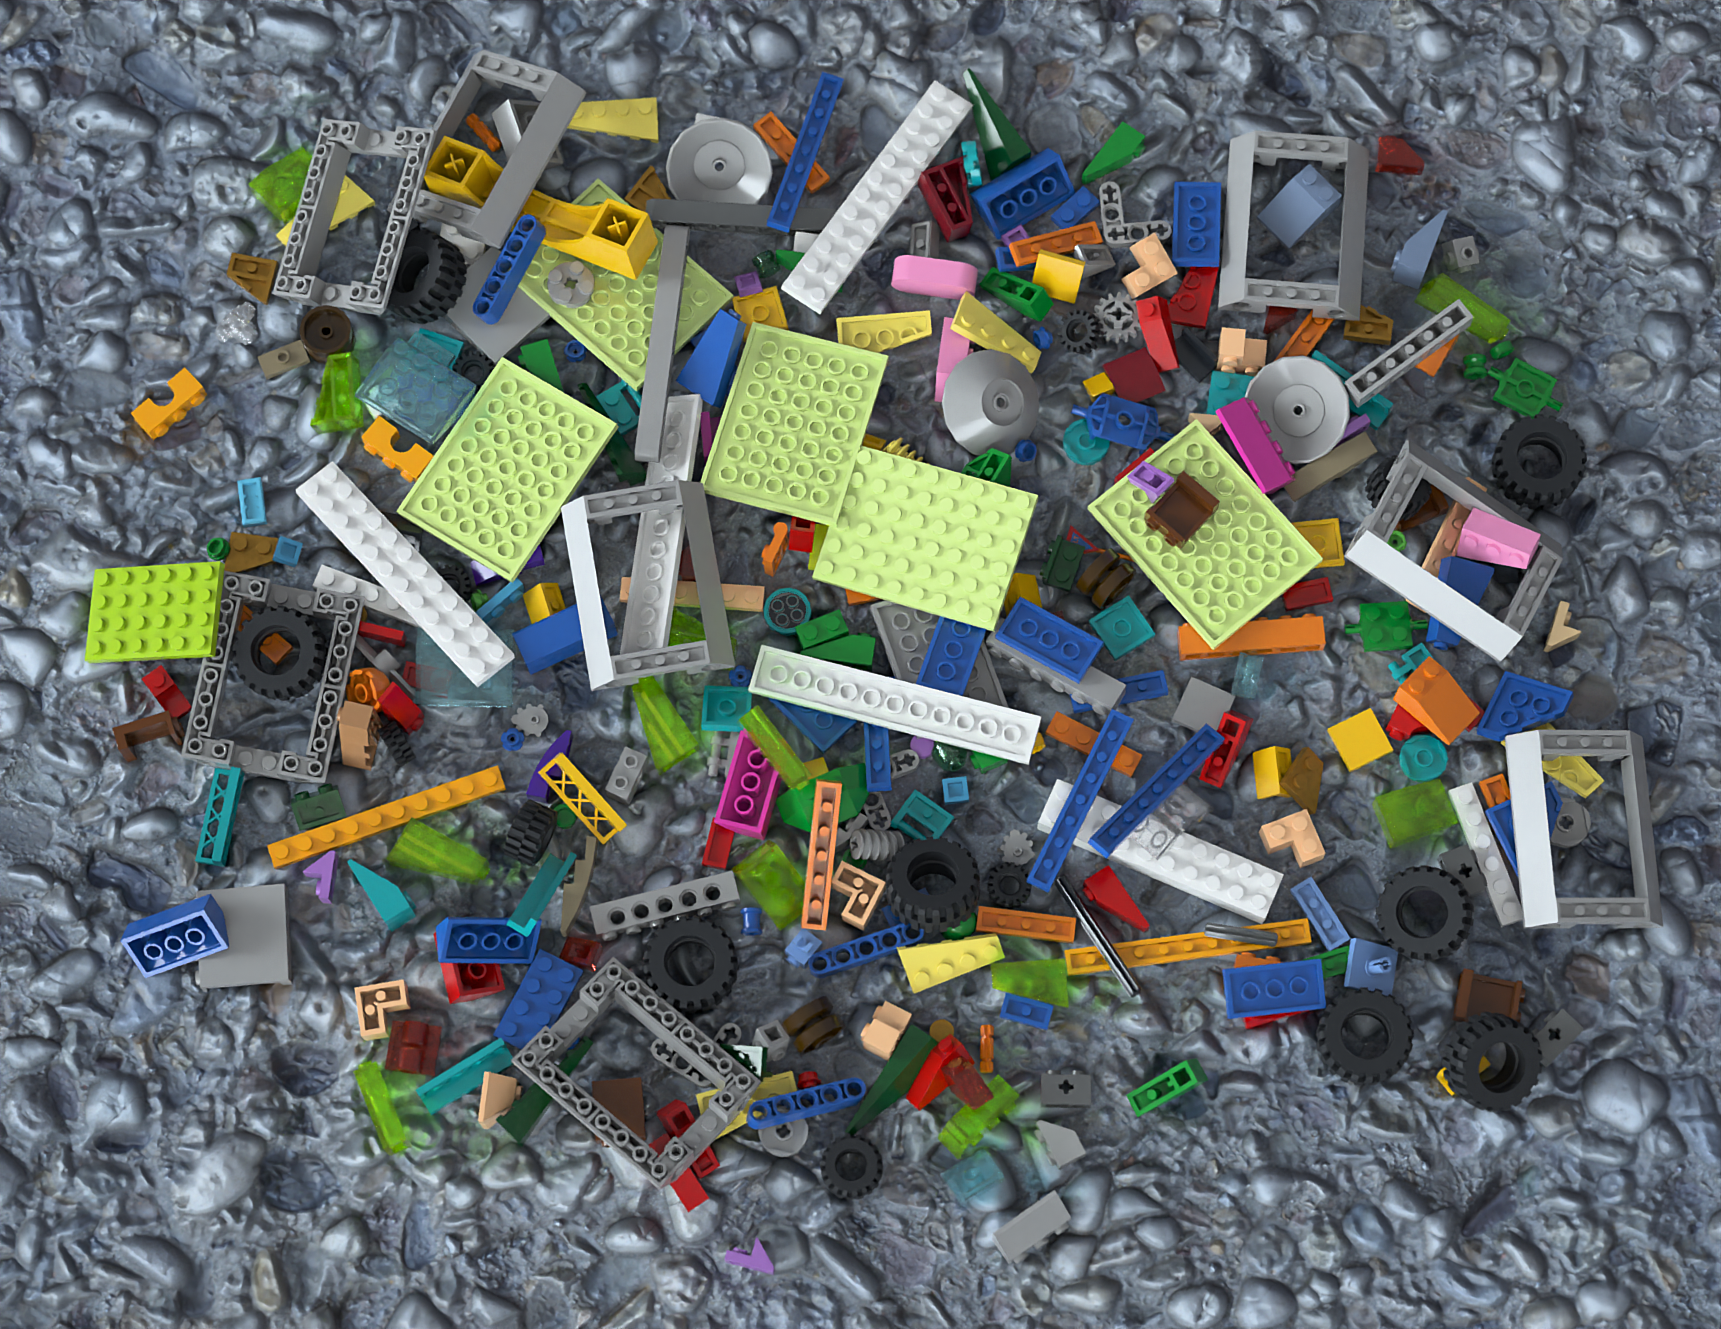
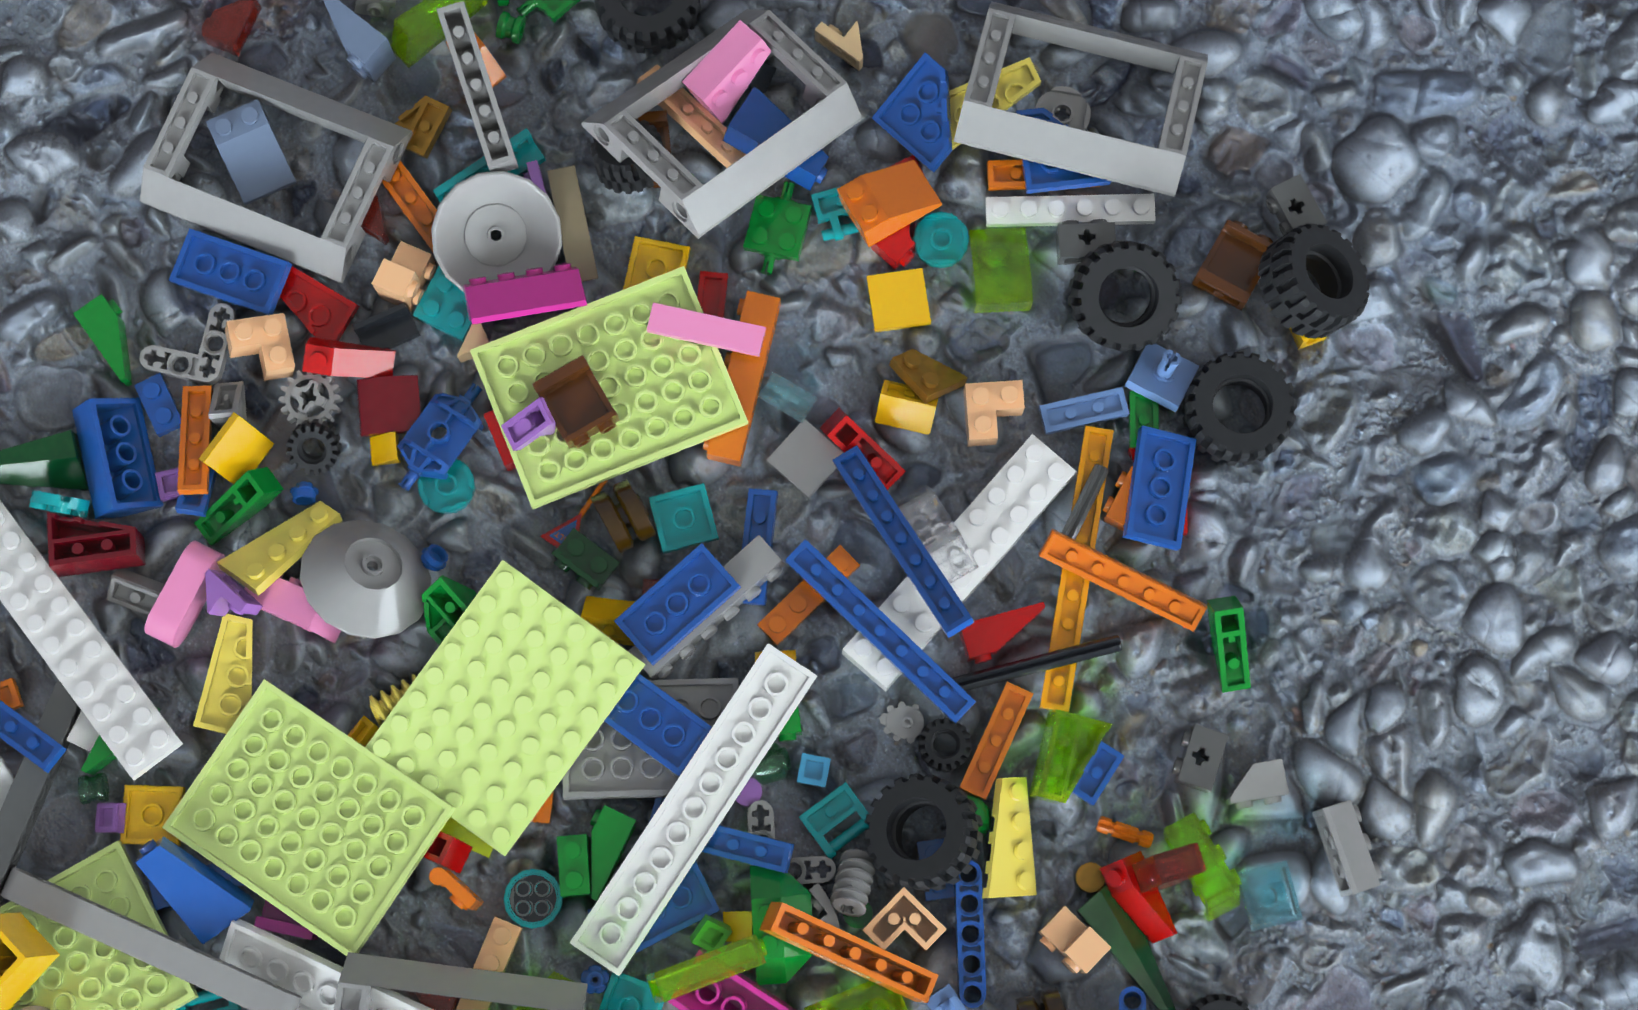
camera: 75 degrees left, 5 degrees up
(804, 749) = (710, 933): none -> bright green plate
(943, 307) = (226, 594): none -> medium lavender slope
(1189, 984) = (1123, 580): none -> orange tile
(1276, 591) = (706, 329): none -> bright pink tile

